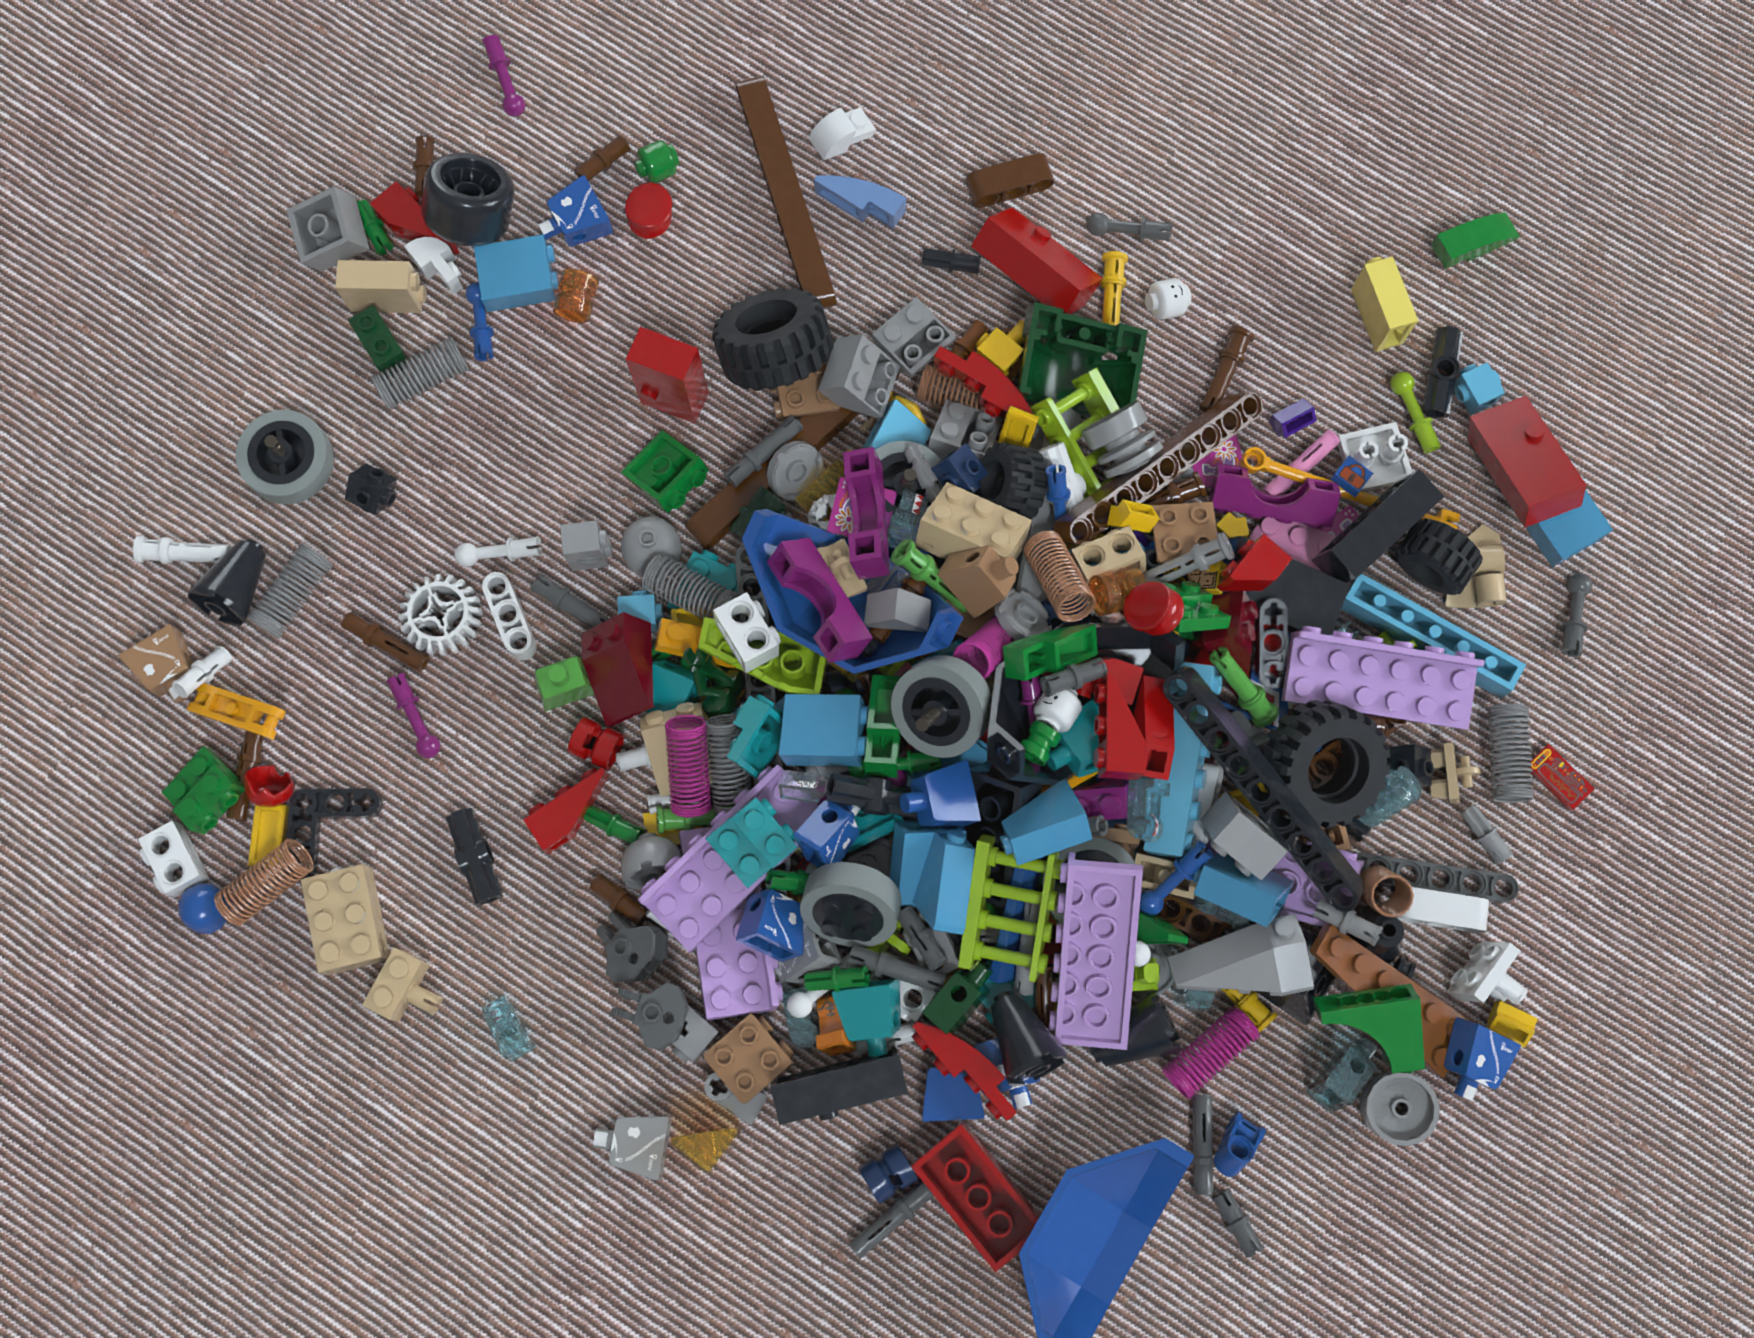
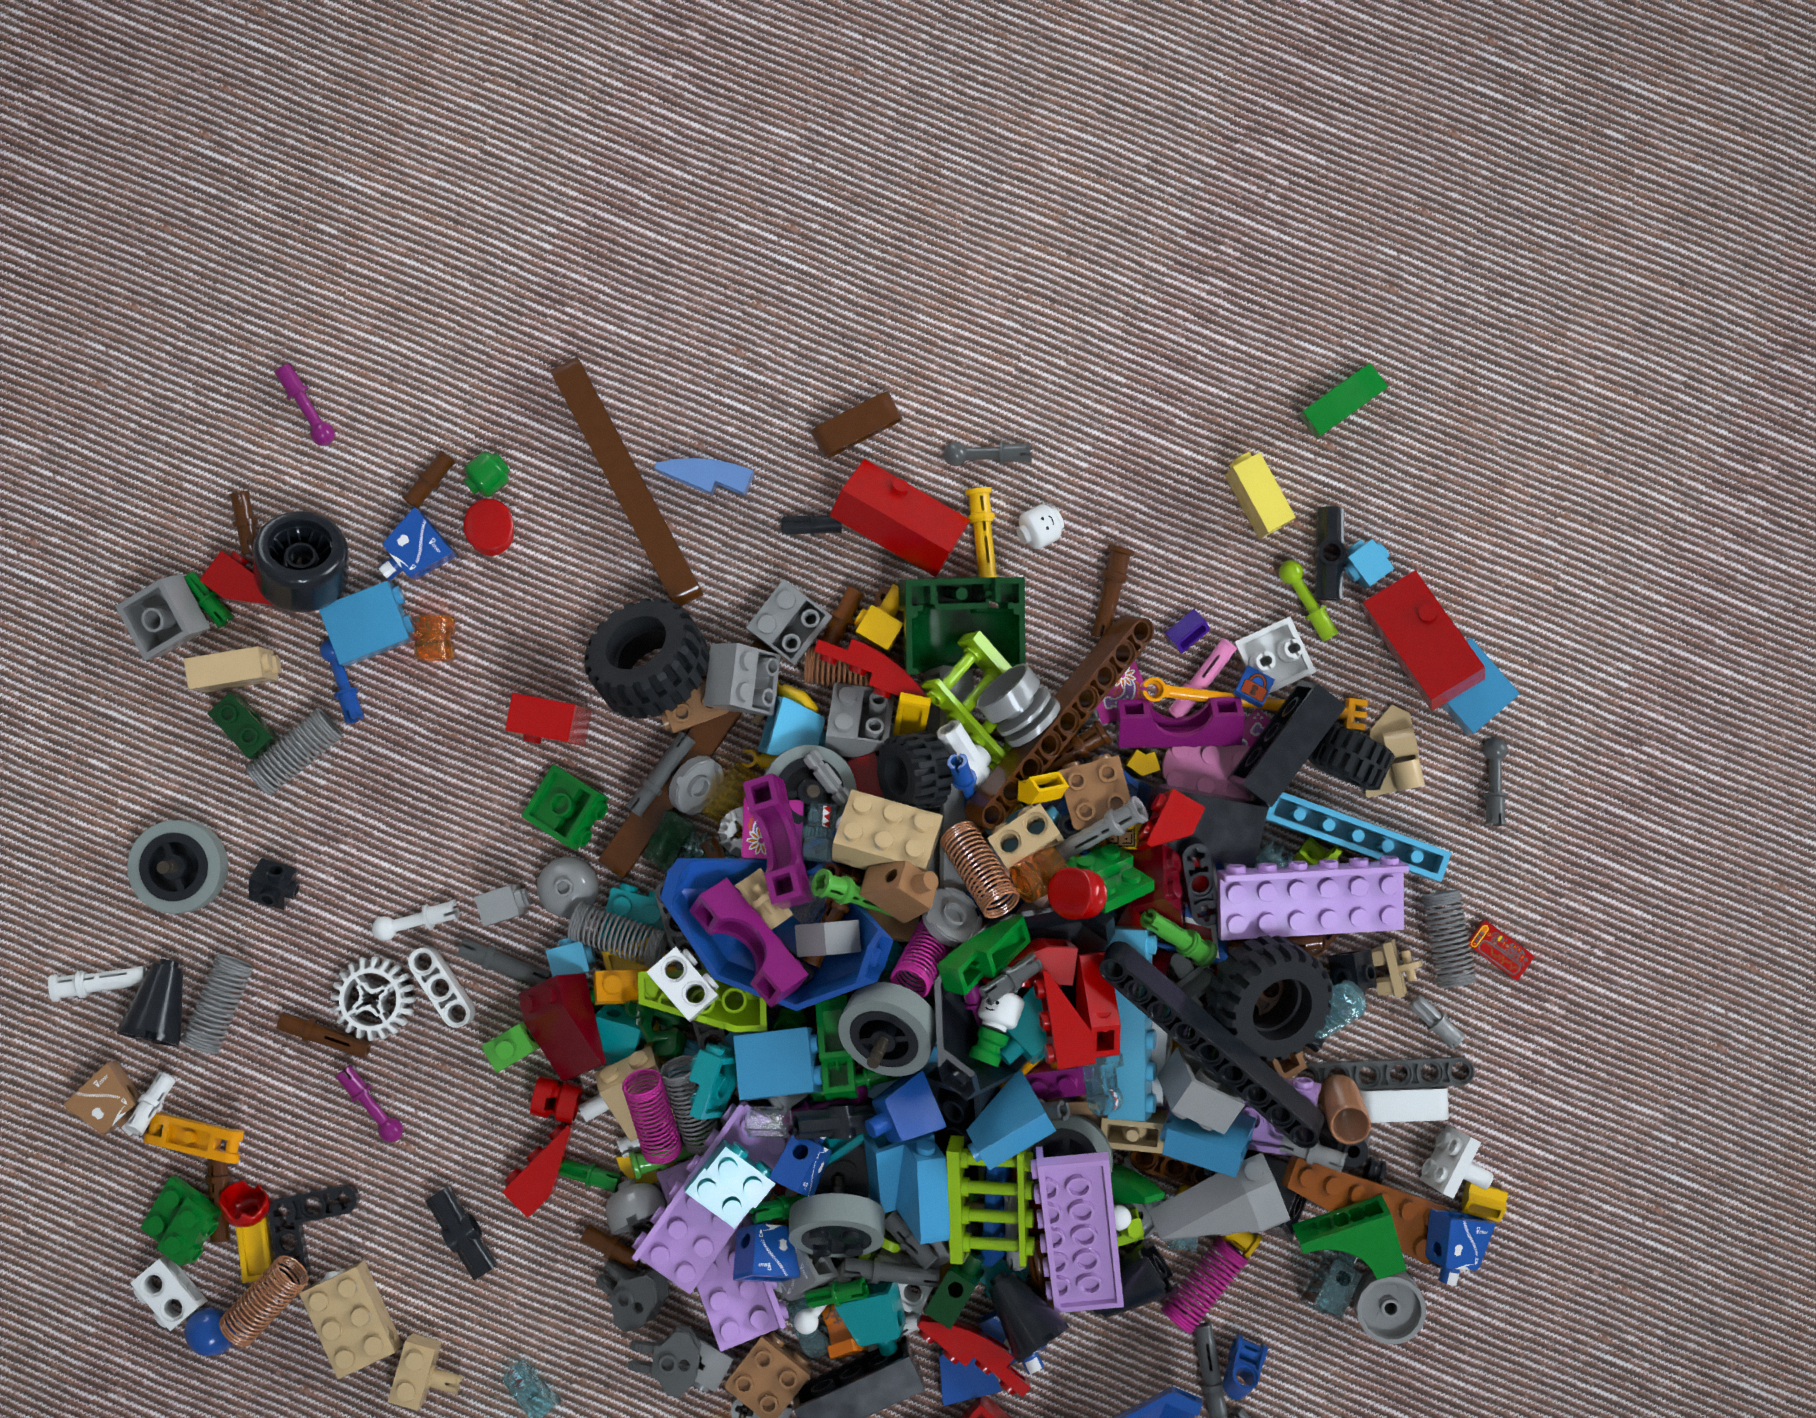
camera: 15 degrees left, 10 degrees up
(433, 258) = (279, 623): white brick -> none
(840, 130) = (671, 403): white brick -> none
(960, 469) = (862, 770): dark blue brick -> none
(1186, 867) = (1150, 1130): blue pin -> none

